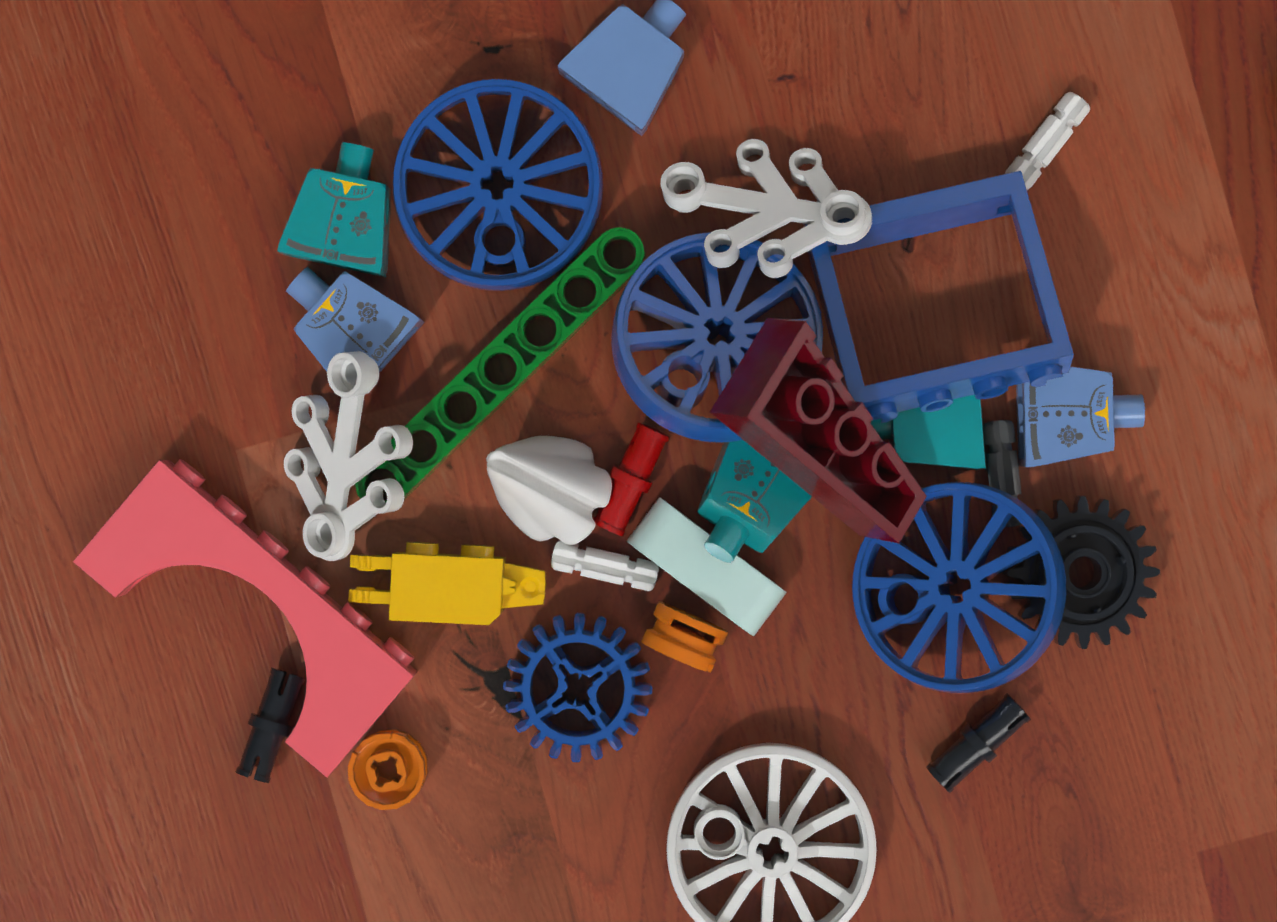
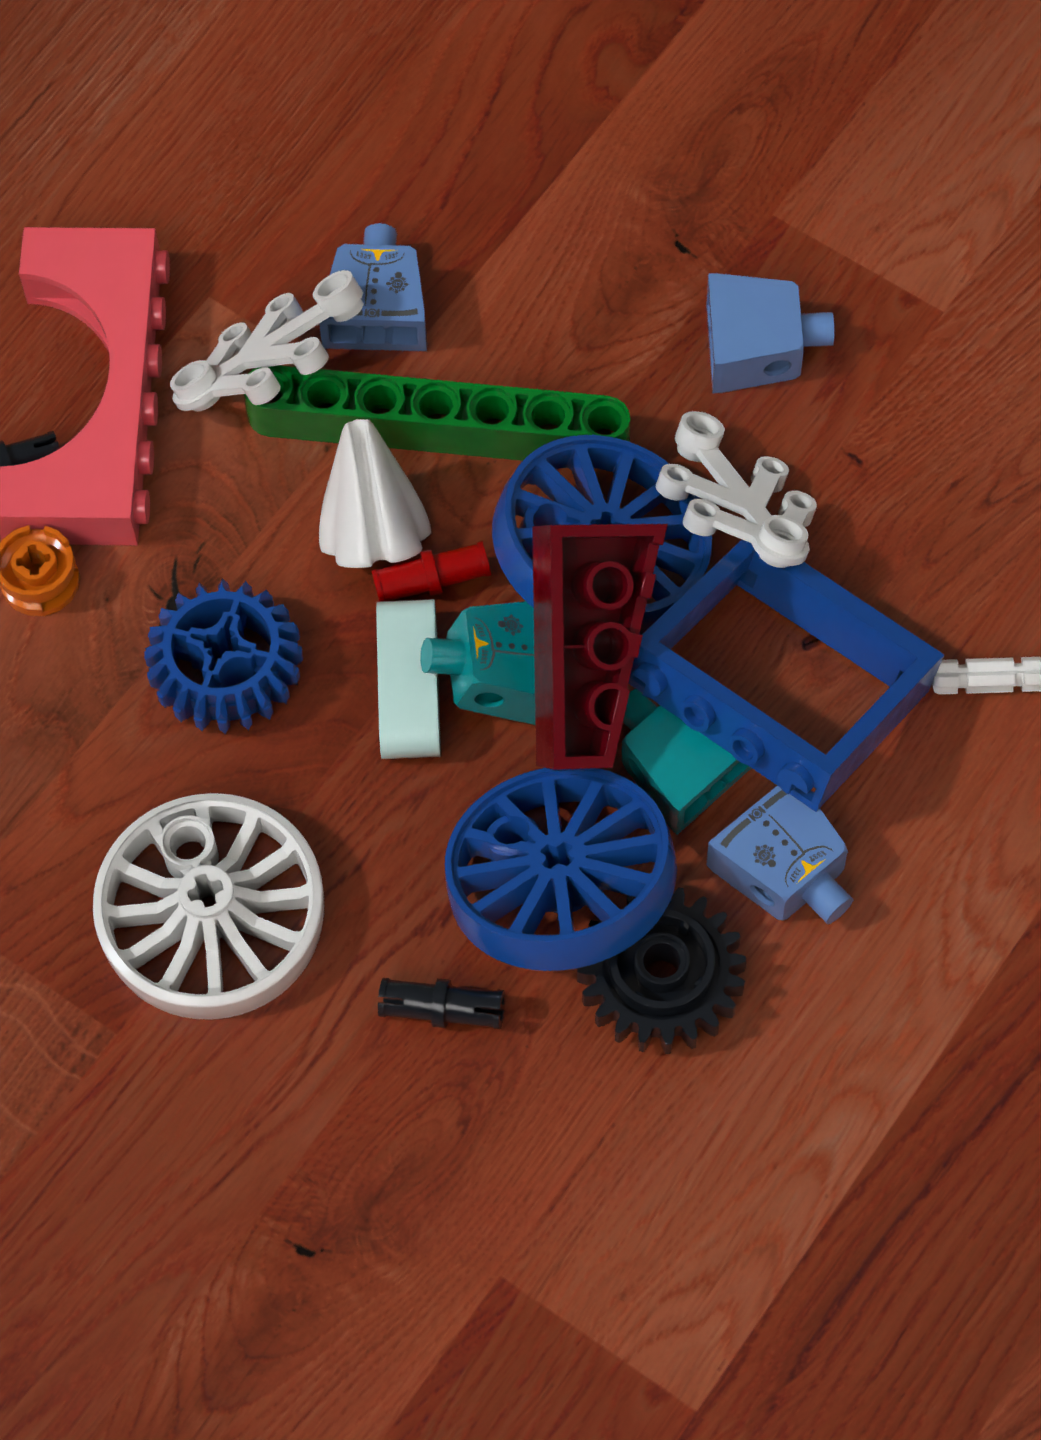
camera: 55 degrees right, 25 degrees down
(341, 216) = (456, 228): teal torso -> none
(449, 586) = (227, 504): yellow hinge -> none
(498, 211) = (579, 308): blue piece -> none
(605, 566) = (343, 609): white axle -> none
(682, 642) = (328, 698): orange wheel -> none
(1002, 461) = (692, 843): dark grey axle -> none

